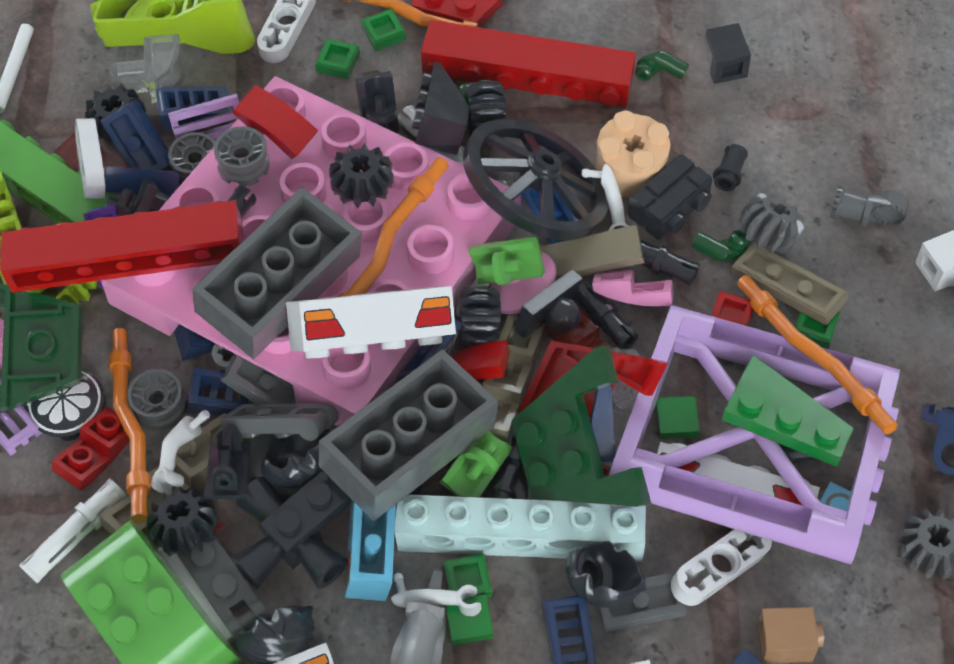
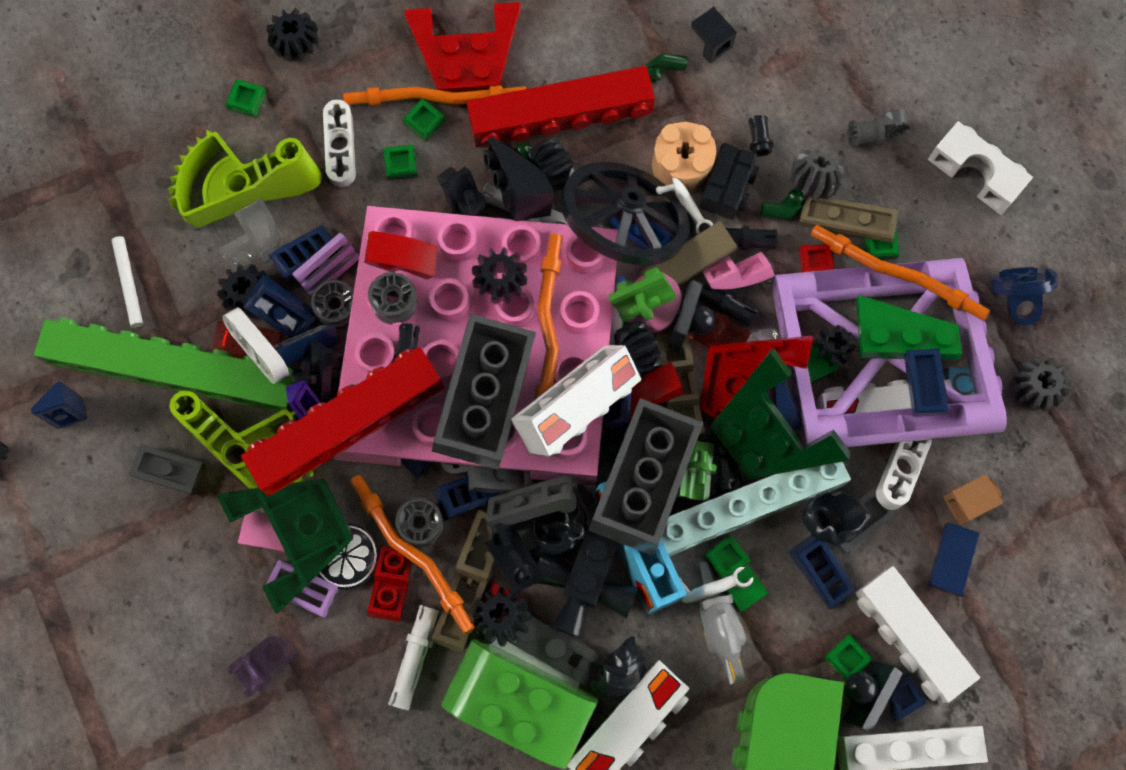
camera: 30 degrees left, 15 degrees up
(182, 433) = (462, 542): white piece -> none
(709, 405) = (842, 343): none -> black gear
(779, 467) = (926, 382): none -> dark blue tile

